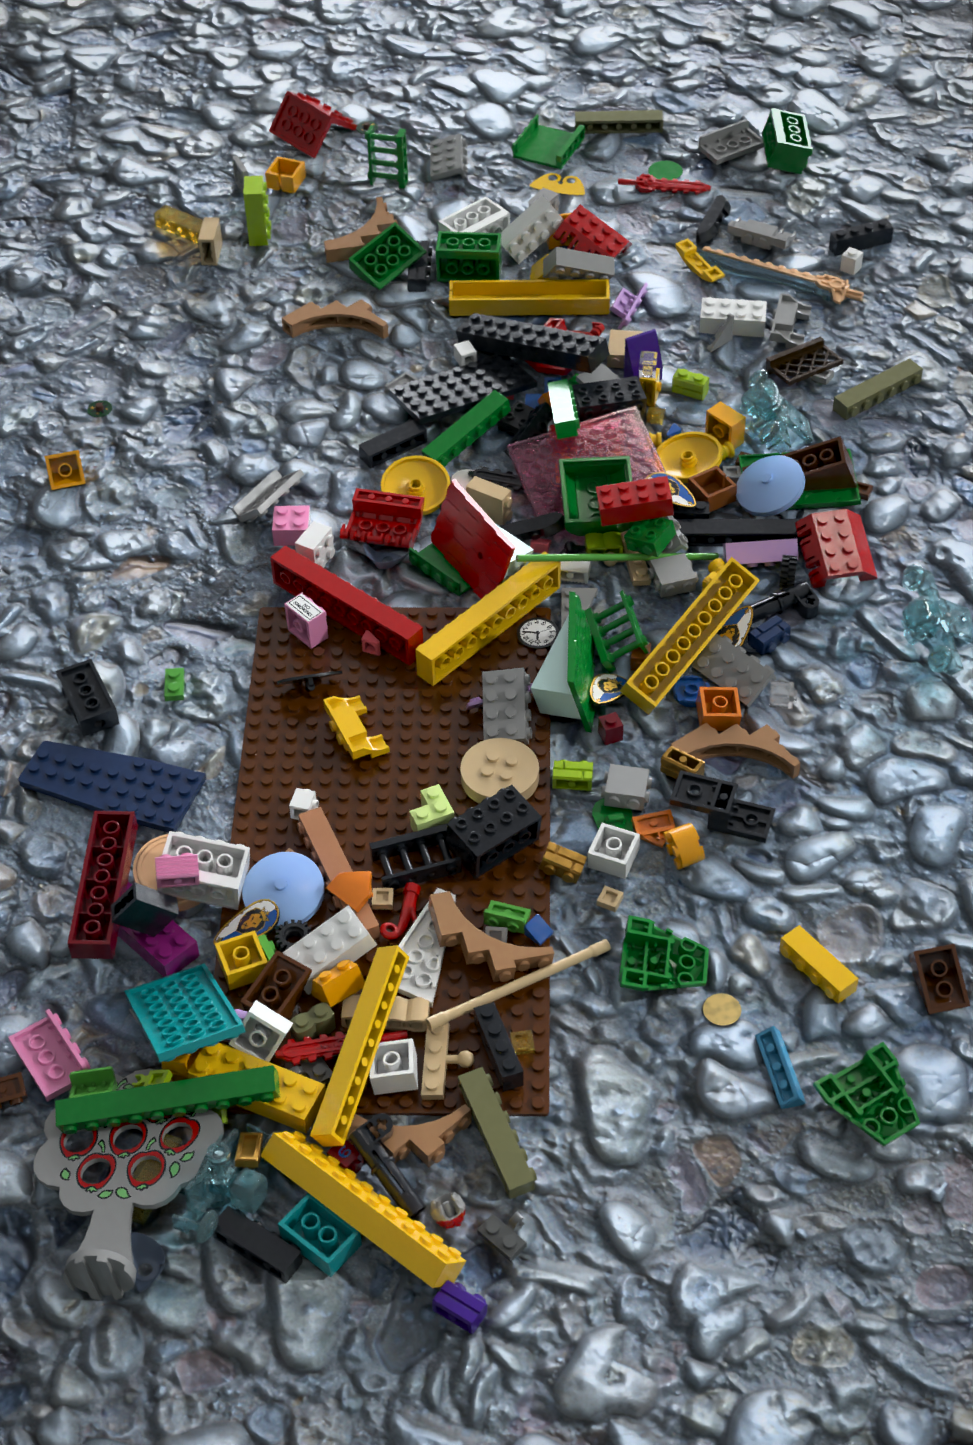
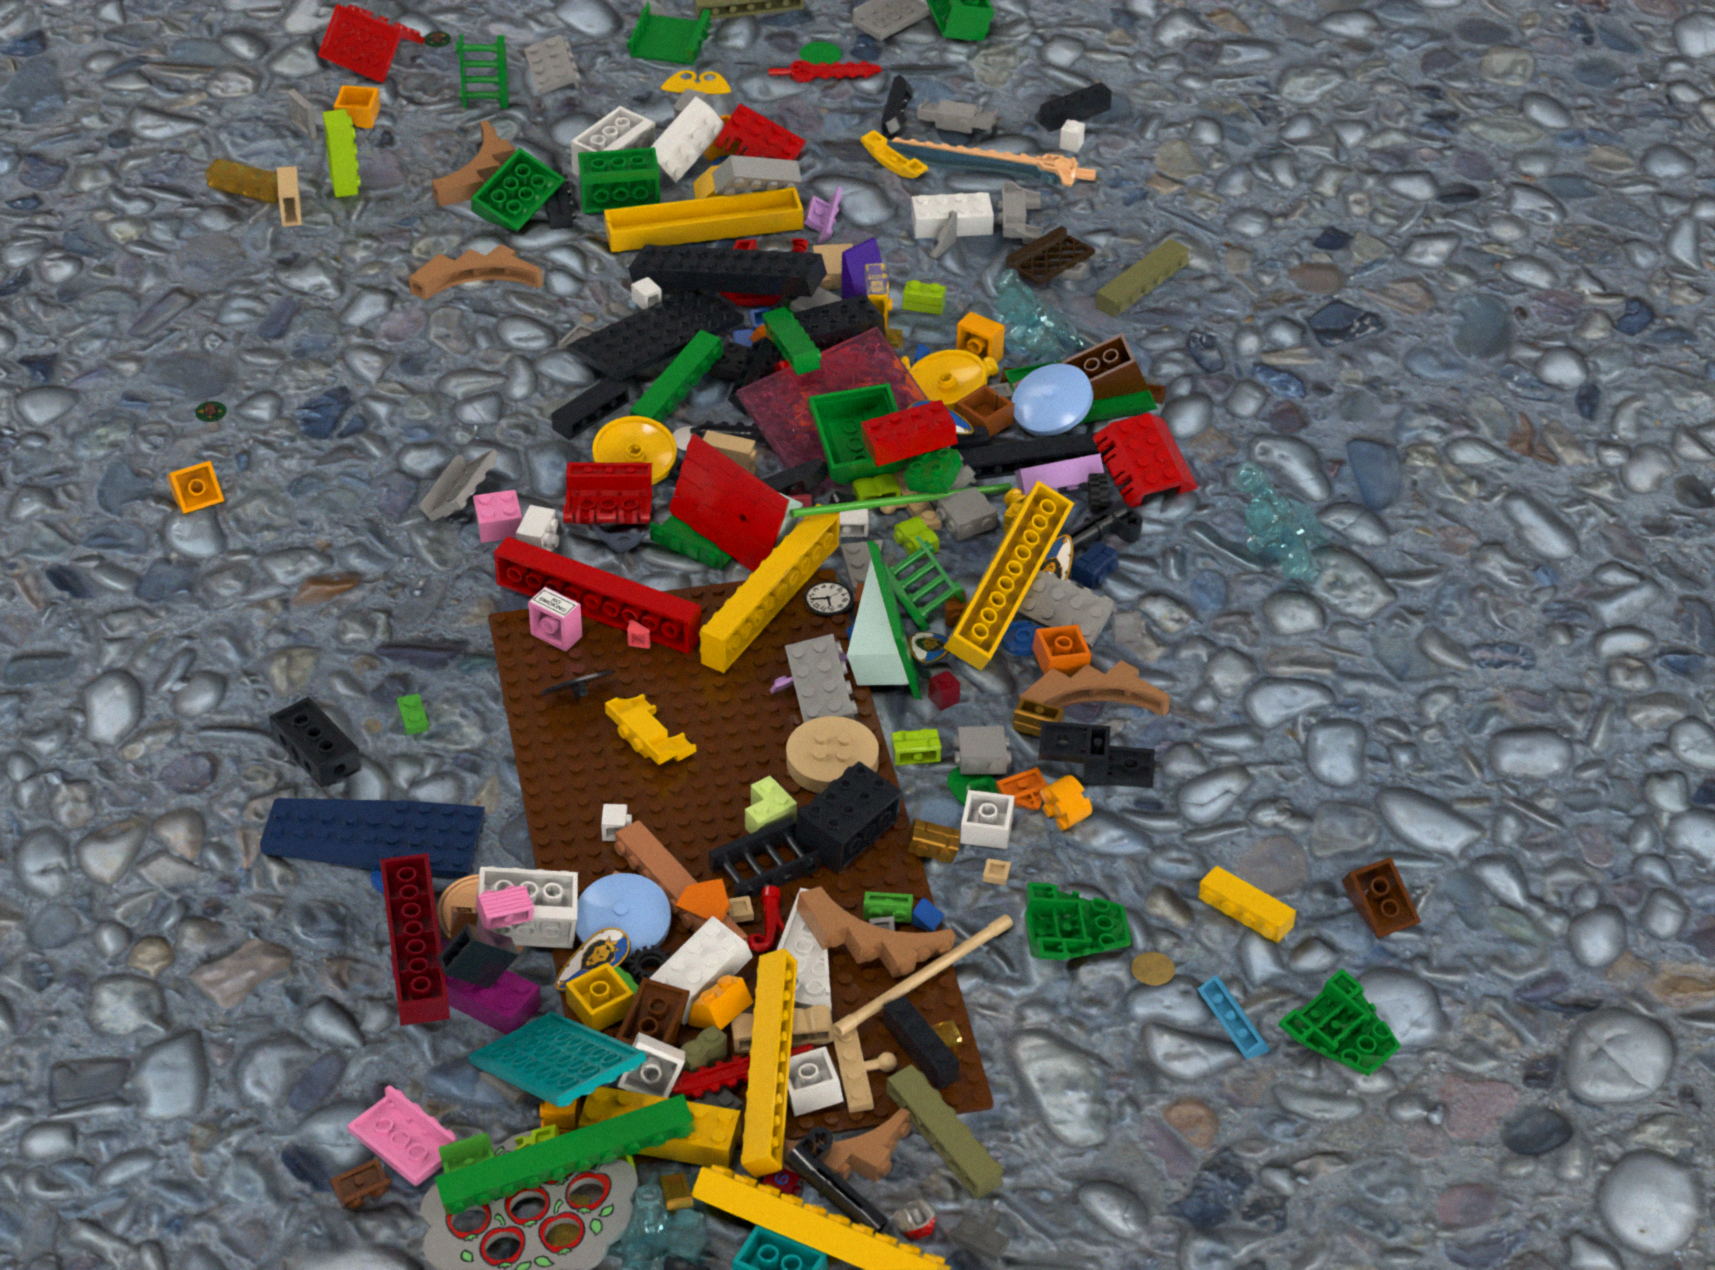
camera: 15 degrees left, 5 degrees down
(147, 874) = (460, 917): none -> reddish brown slope
(628, 584) = (908, 530): none -> lime brick

